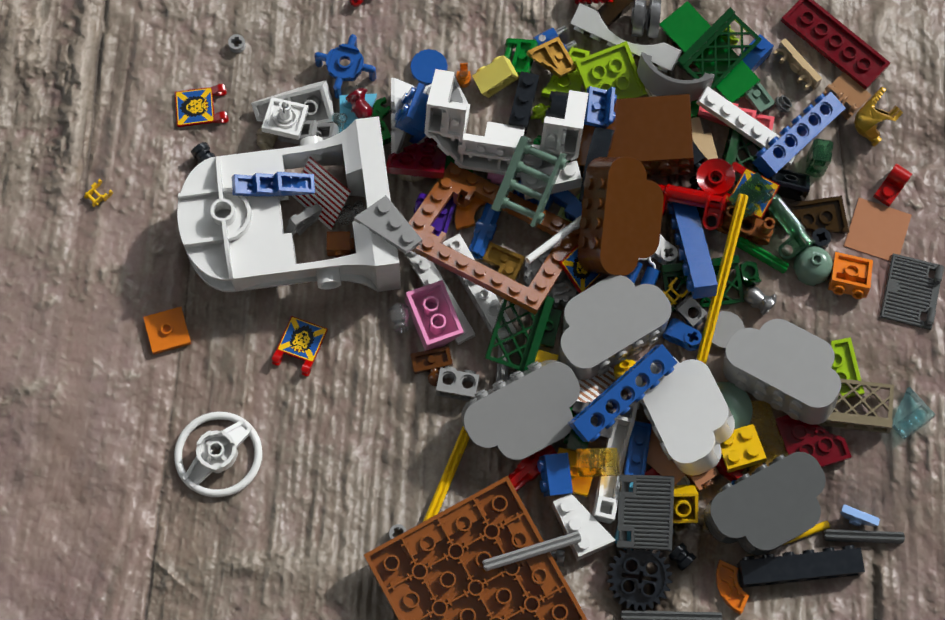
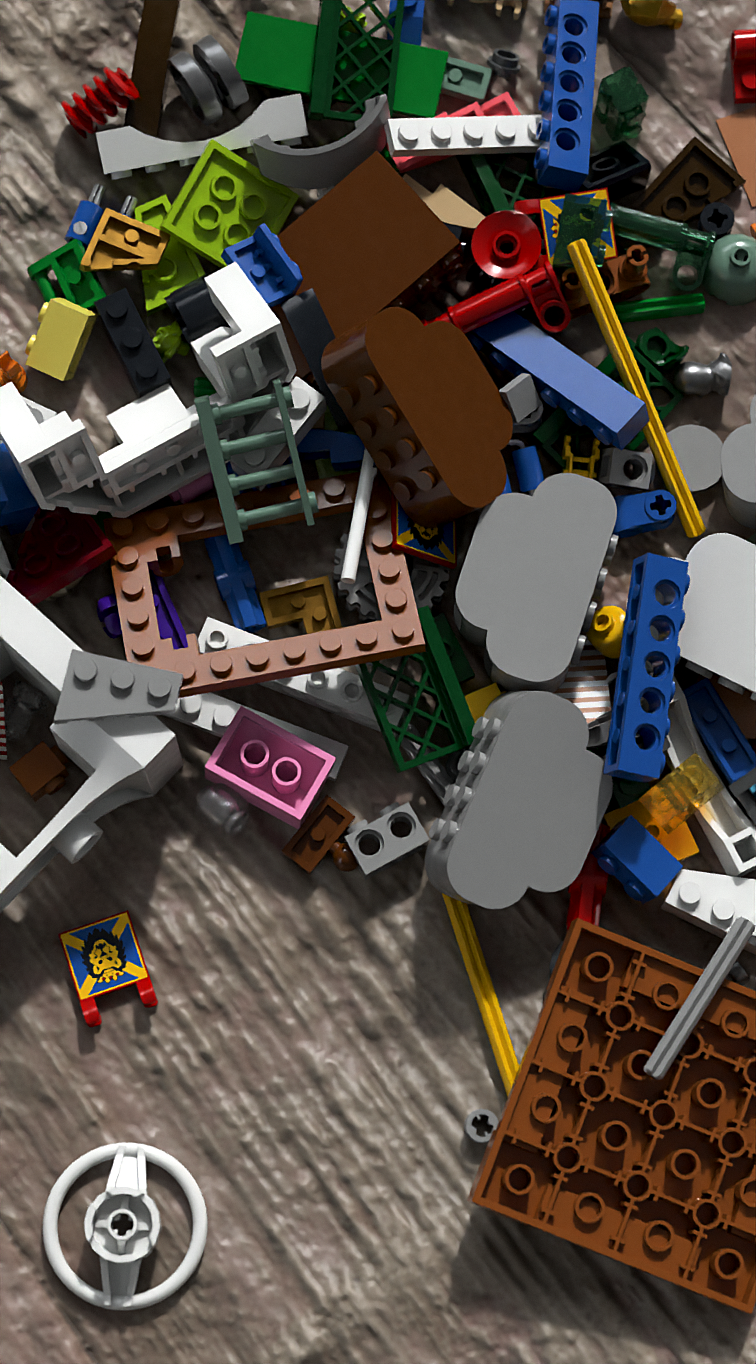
camera: 40 degrees left, 5 degrees up
(465, 216) = (189, 584): orange tile -> none
(668, 244) = (521, 397): none -> light grey tile

